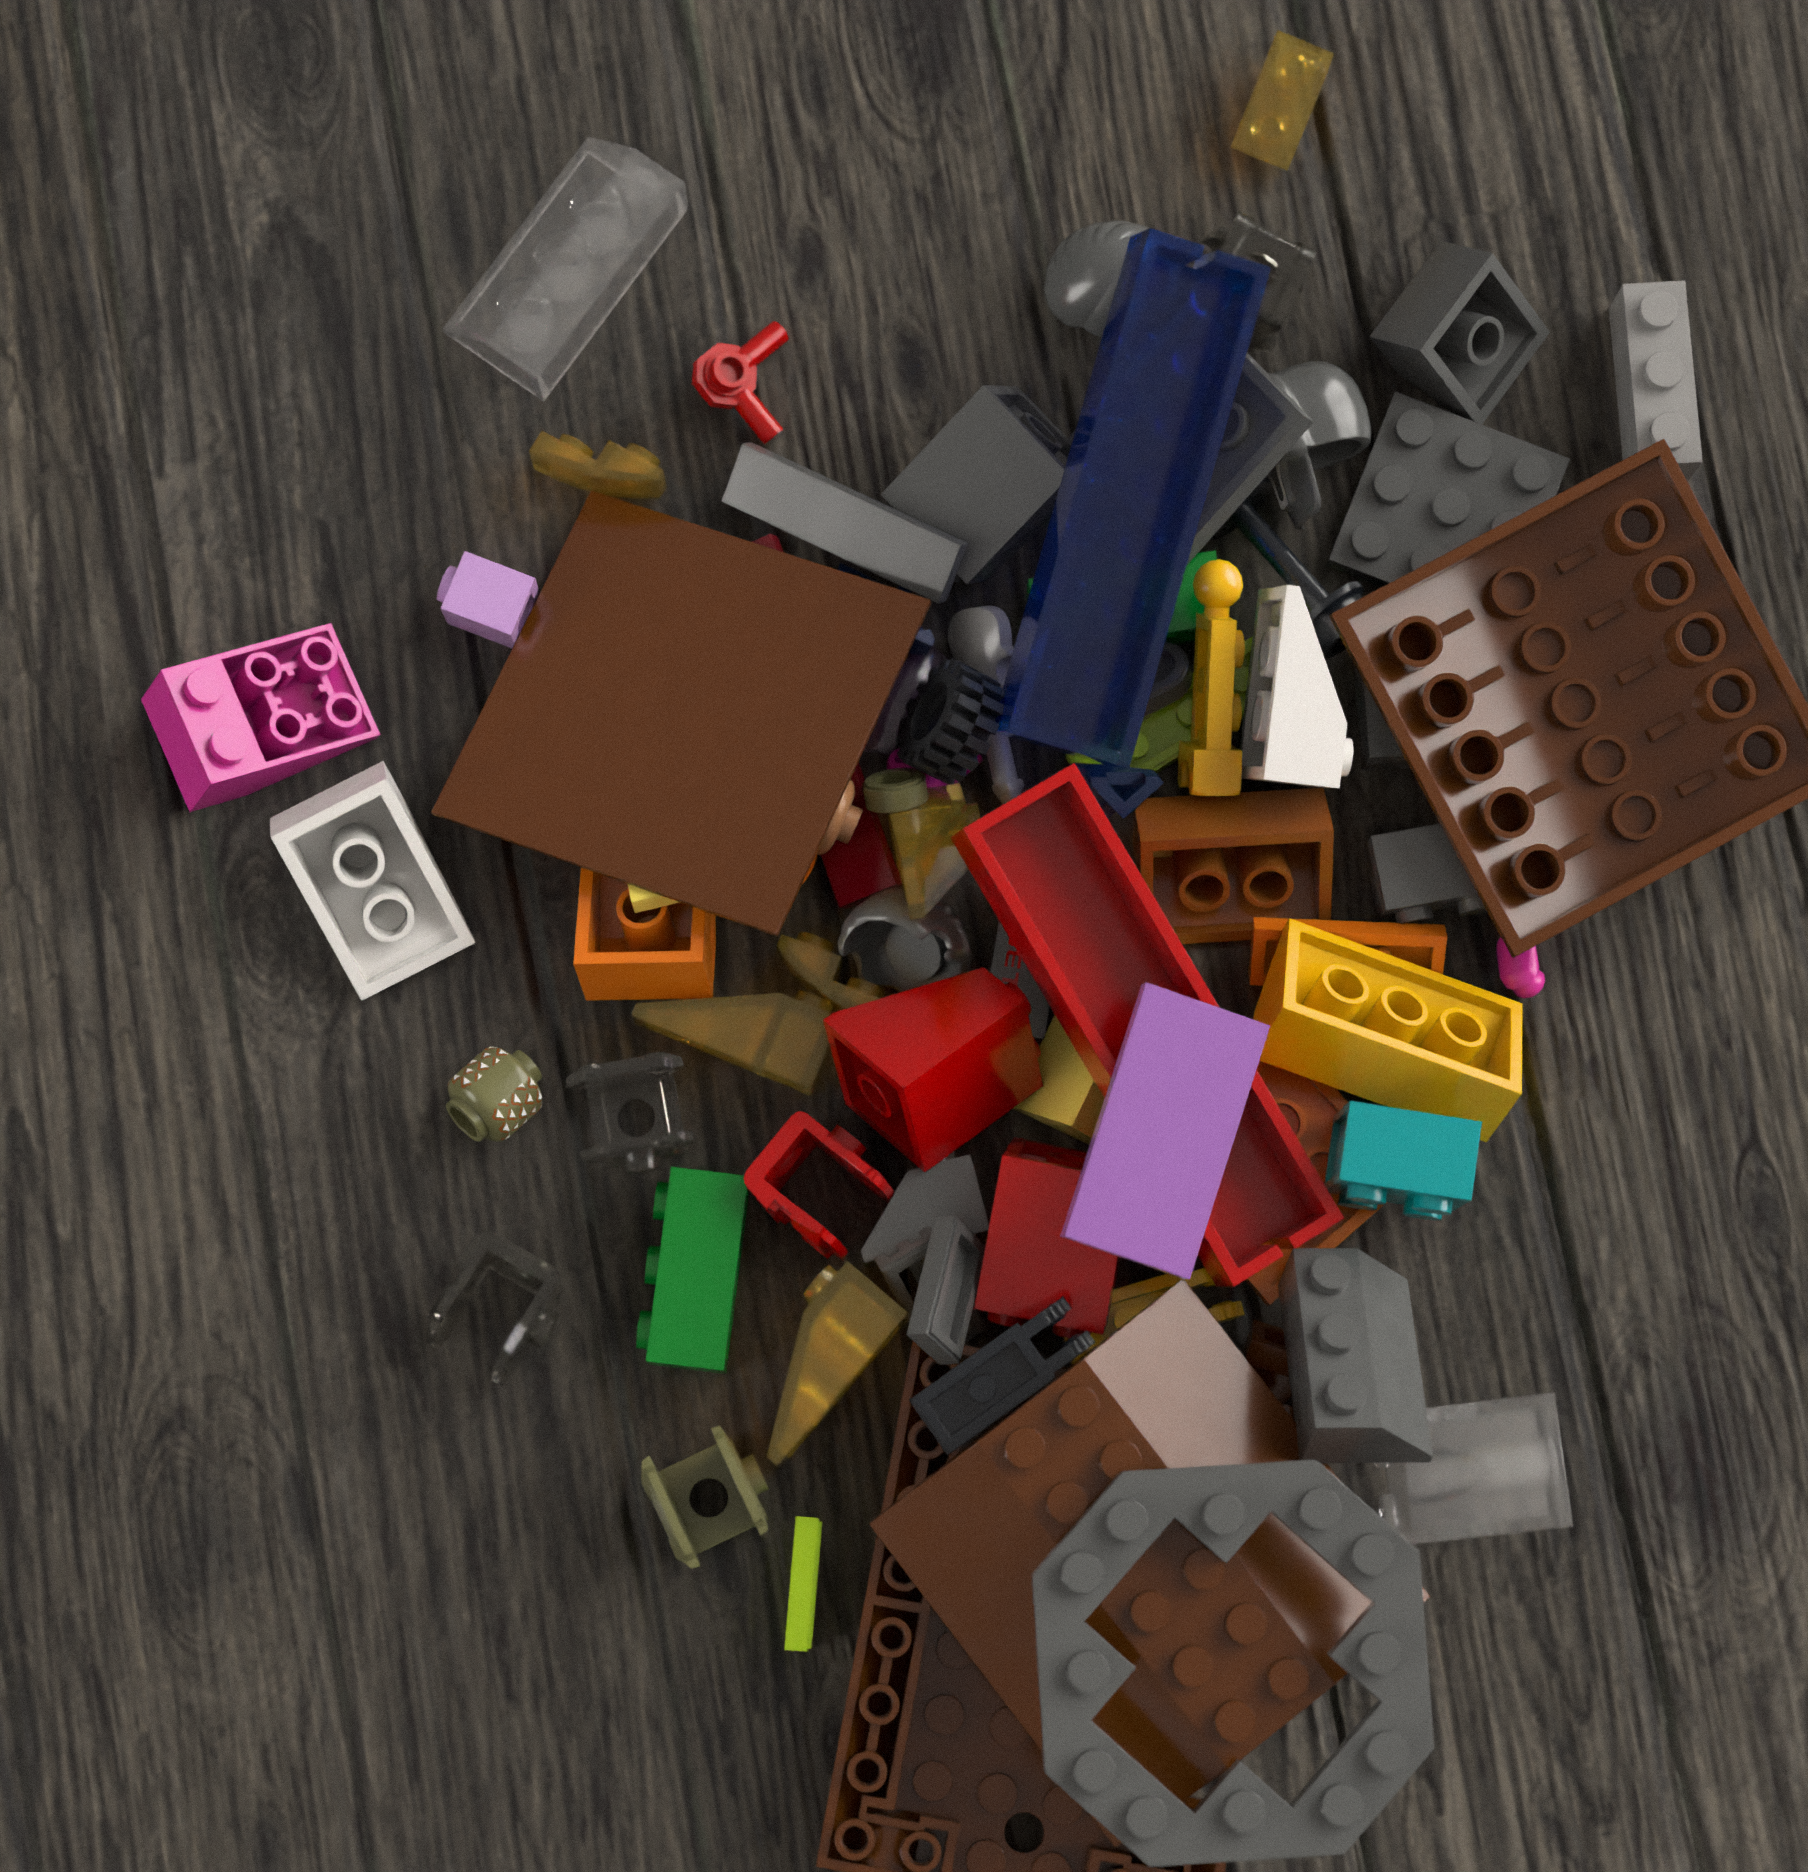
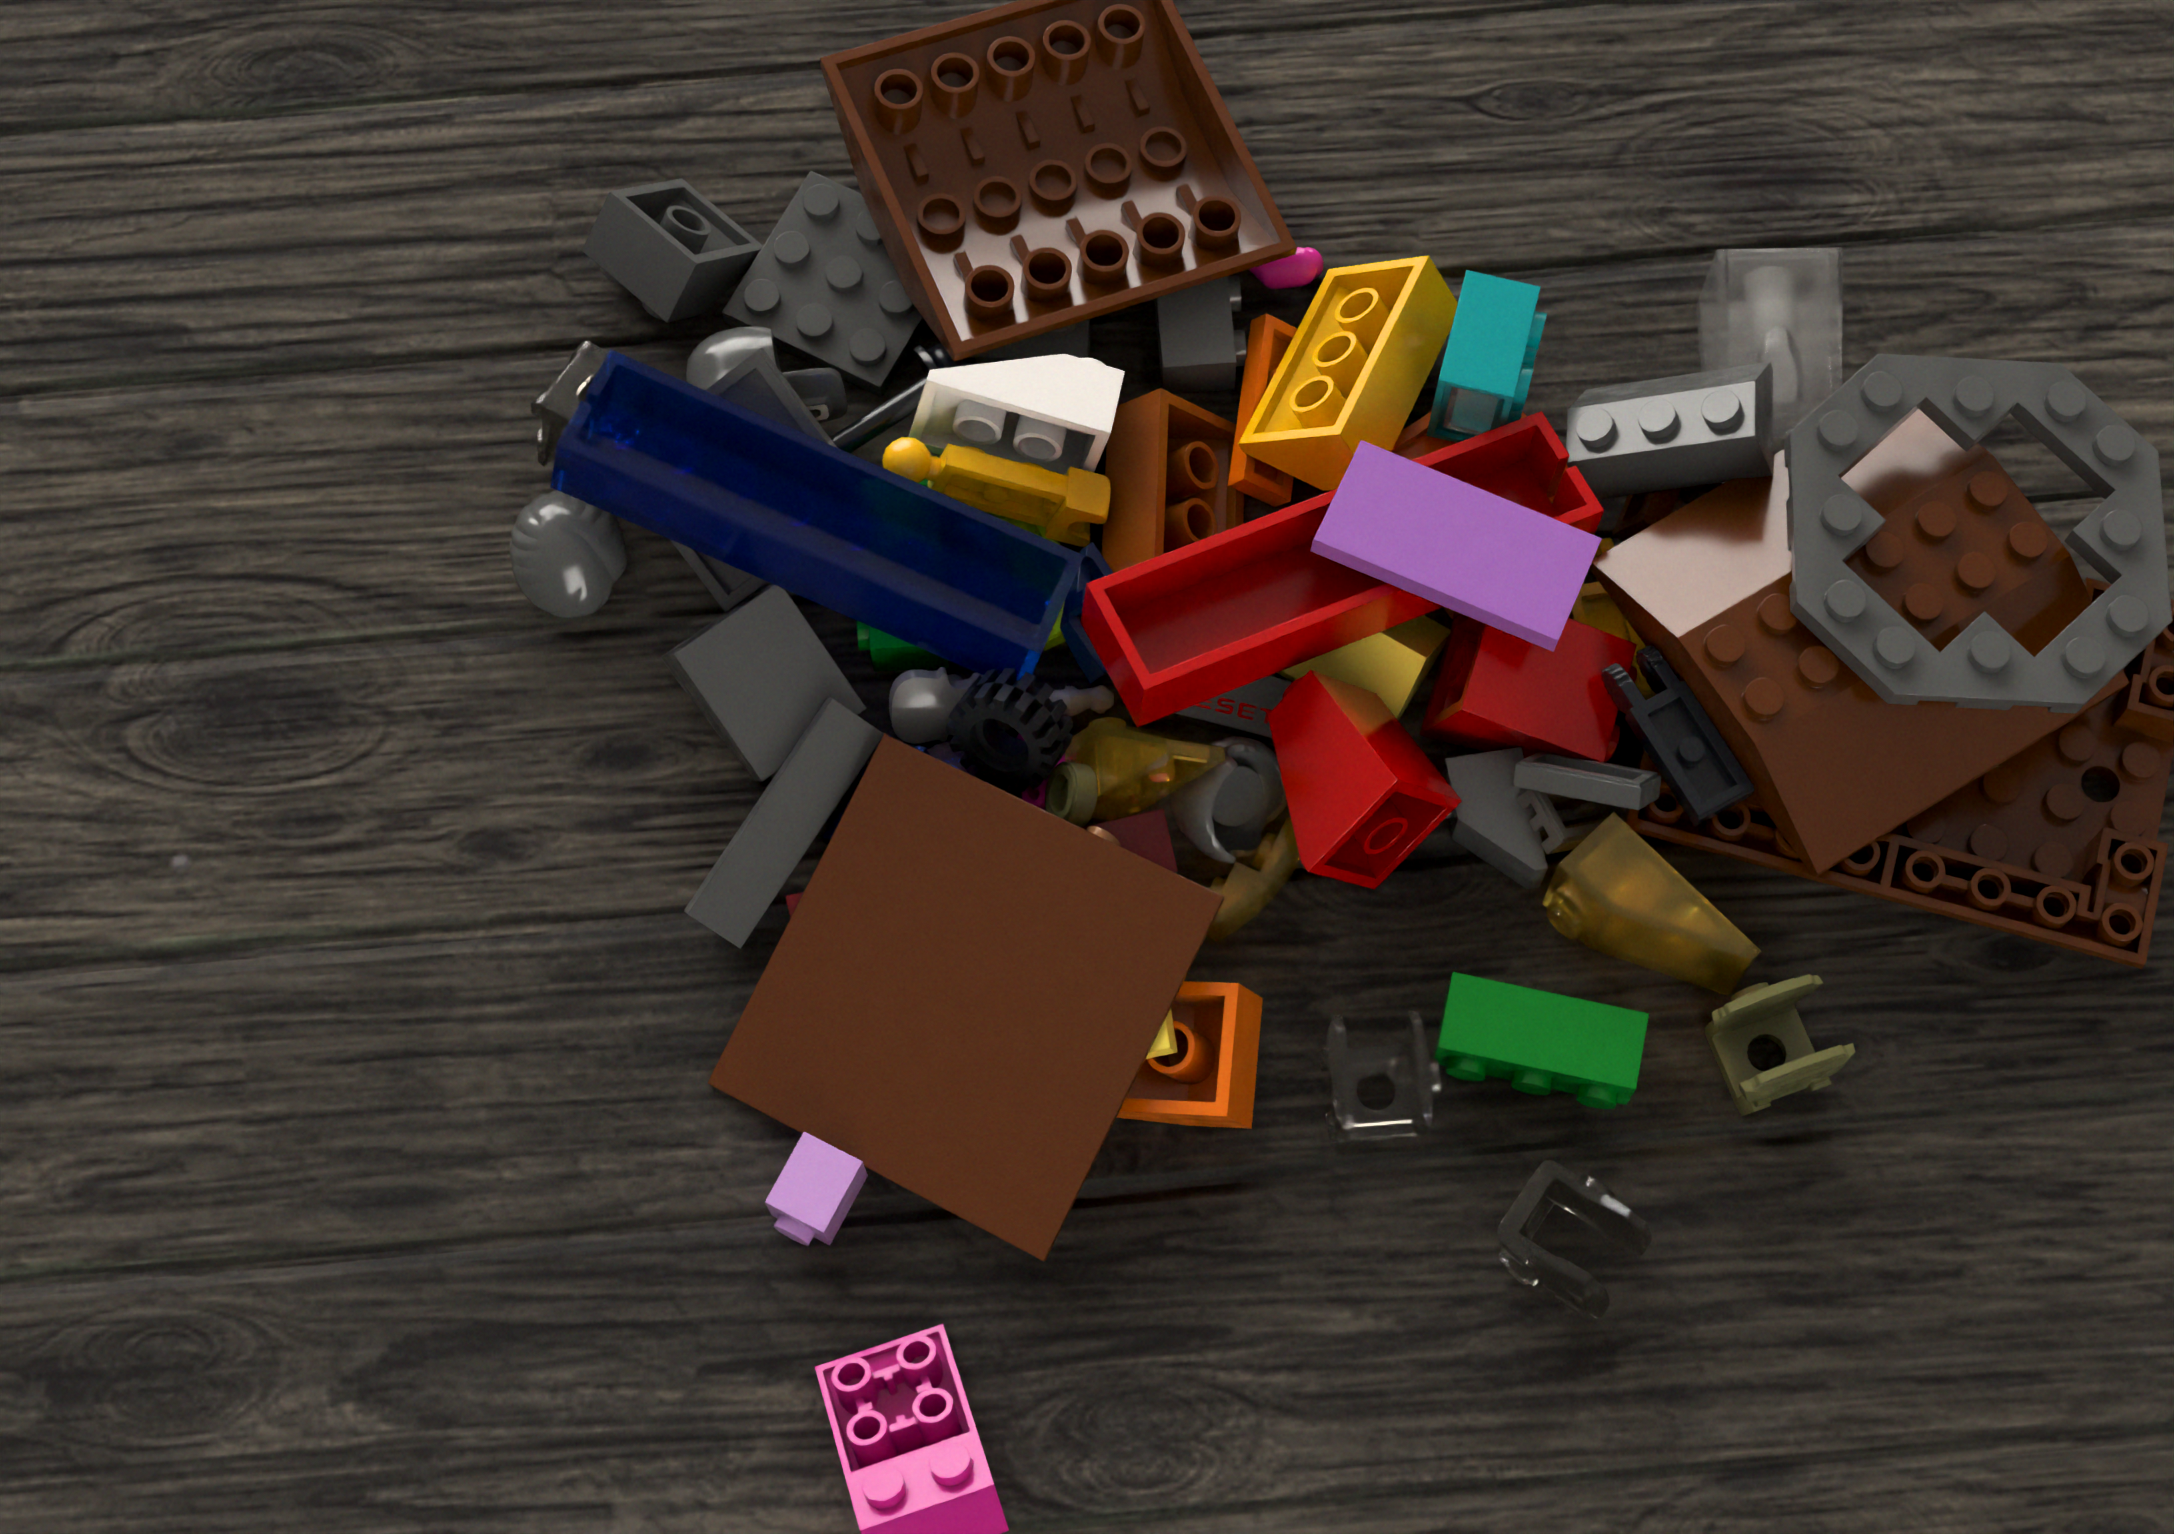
camera: 80 degrees left, 10 degrees down
(370, 880) = (1101, 1339): white slope -> none
(494, 1094) = (1344, 1227): olive head -> none
(569, 264) = (458, 1081): clear slope -> none
(616, 472) = (695, 1045): clear yellow slope -> none
(729, 374) = (613, 928): red piece -> none
(758, 1032) = (1304, 948): clear yellow slope -> none
(783, 1158) = (1429, 883): red piece -> none
(803, 1584) = (1859, 965): lime tile -> none
(1282, 100) = (412, 376): clear yellow slope -> none
(1655, 371) = (744, 87): light grey brick -> none

